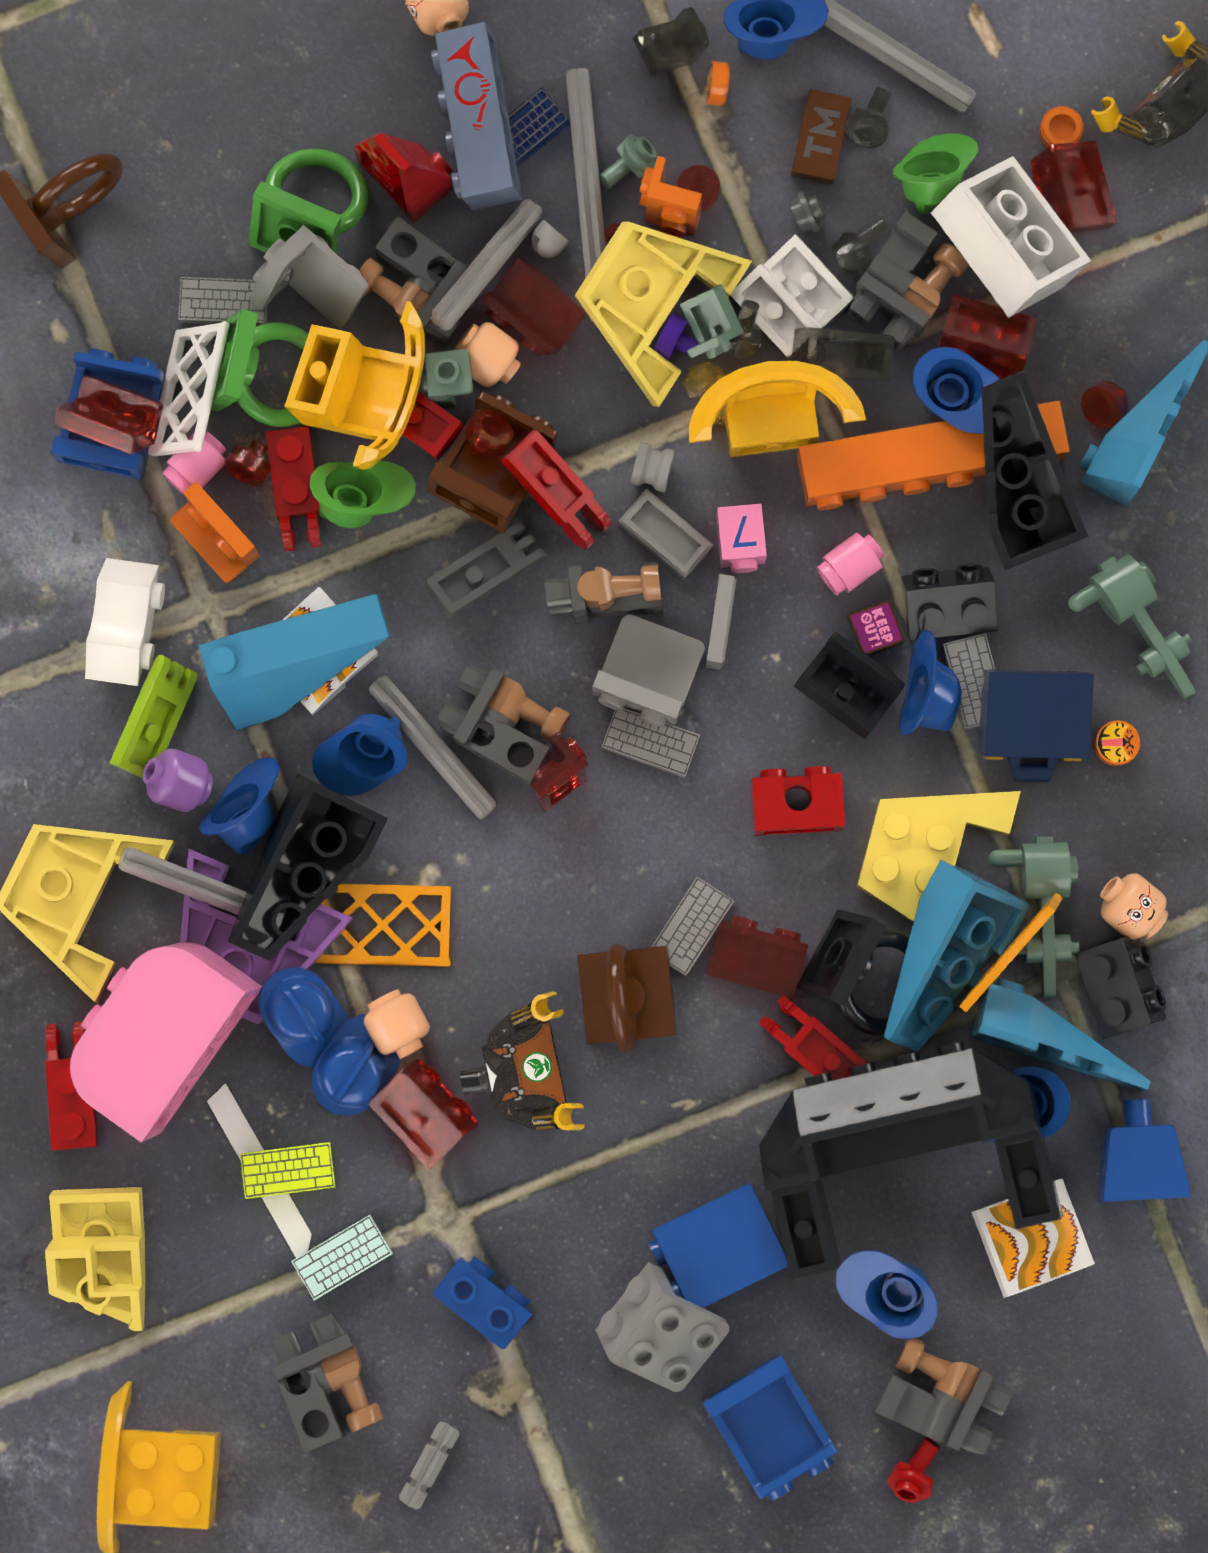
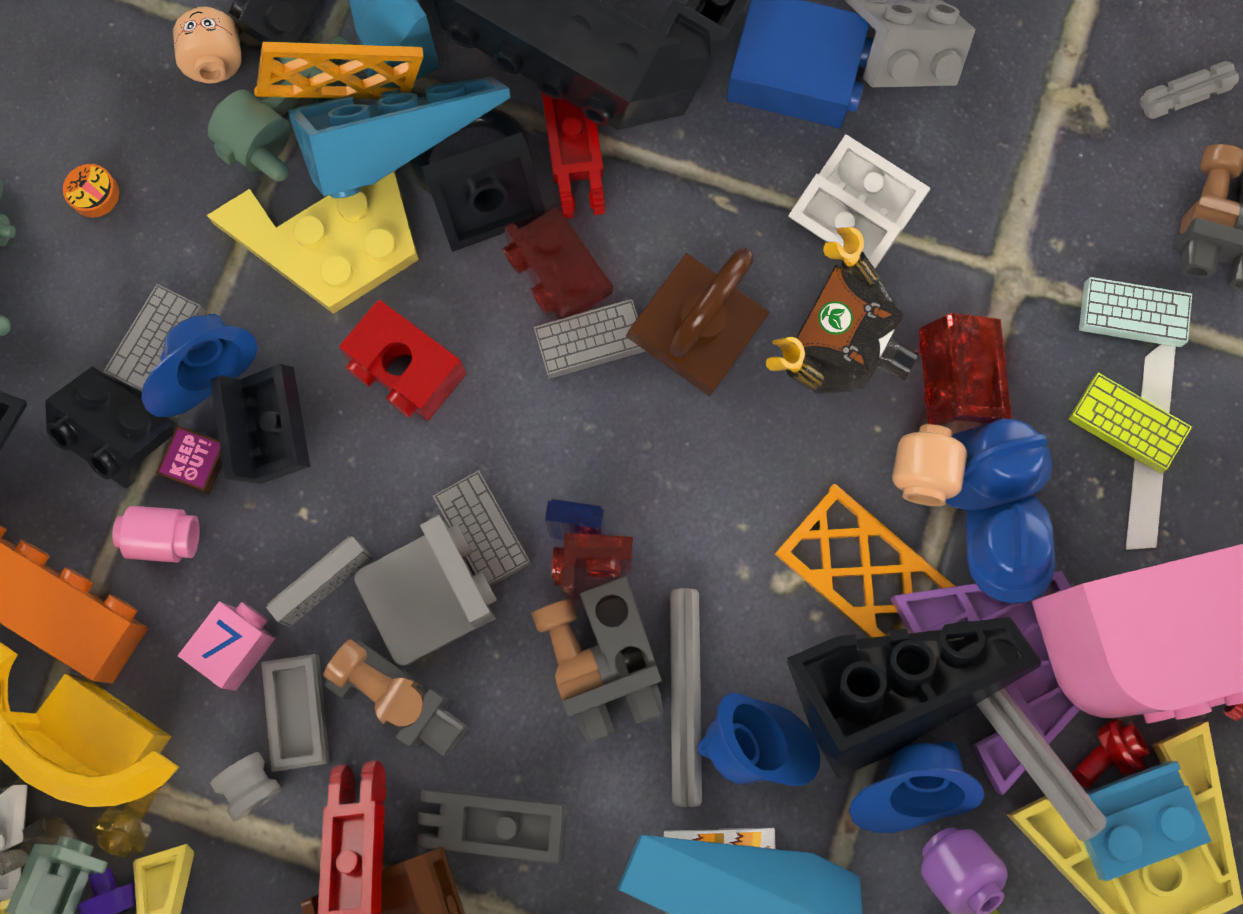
camera: 140 degrees left, 5 degrees down
(94, 900) = (1146, 820): none -> dark azure plate
(139, 939) = (1118, 745): none -> red plate
(482, 1302) = (1041, 168): blue bracket -> none
(589, 789) = (574, 518): none -> clear blue tile
(591, 1178) = (860, 193): none -> white slope
(1035, 718) = (132, 259): dark blue piece -> none

